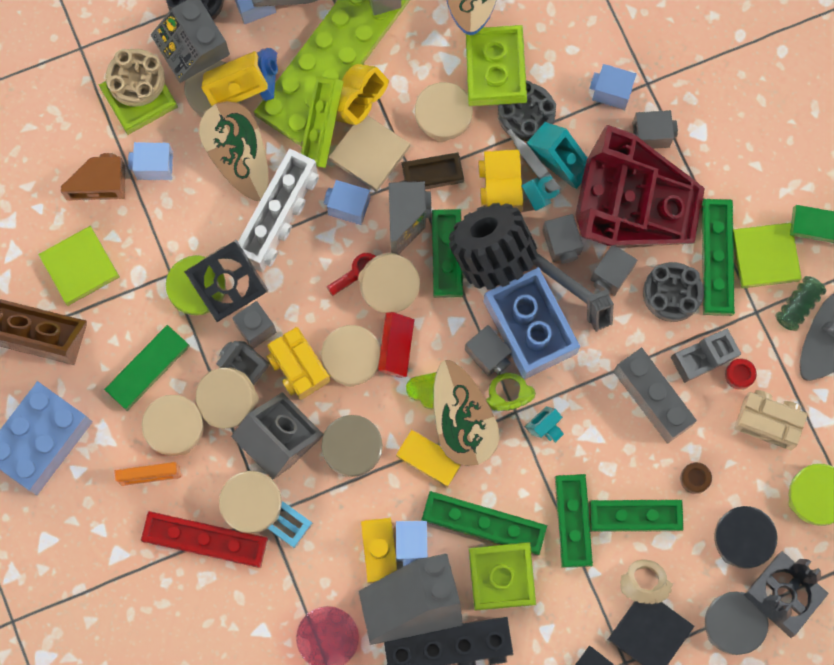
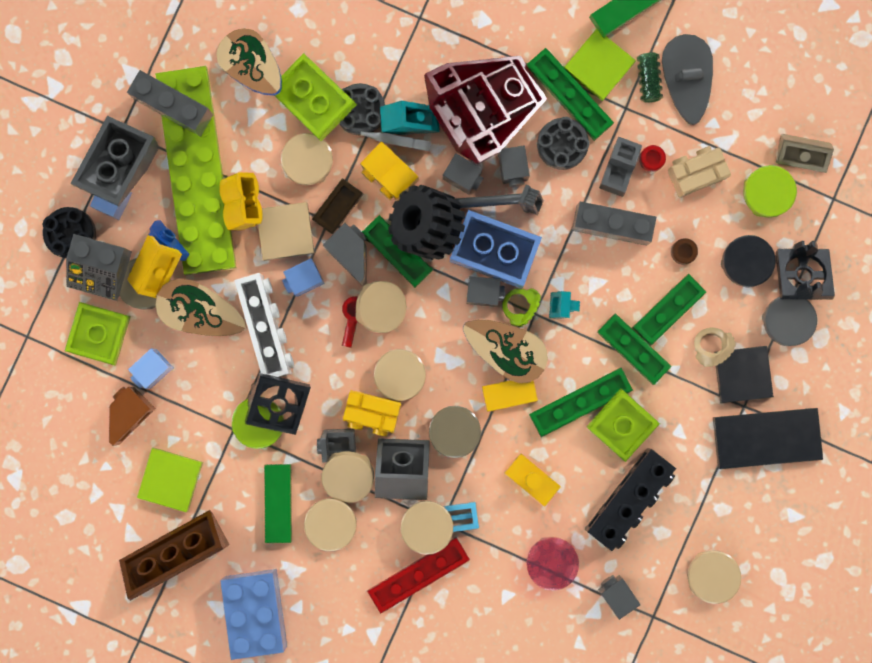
camera: 40 degrees left, 10 degrees up
(135, 77) = (84, 324): tan tile -> none
(147, 474) = (345, 569): orange tile -> none
(254, 324) = (320, 413): dark grey brick -> none
(321, 119) = (235, 240): lime tile -> none
(396, 344) = (421, 341): red tile -> none
(411, 541) = (549, 457): light blue brick -> none
(412, 601) = (584, 494): dark grey slope -> none
(421, 389) = (464, 353): clear neon green tile -> none
(537, 193) = (420, 160): teal tile -> none
(612, 86) = (401, 41): medium blue brick -> none
(655, 128) = (454, 45): dark grey brick -> none

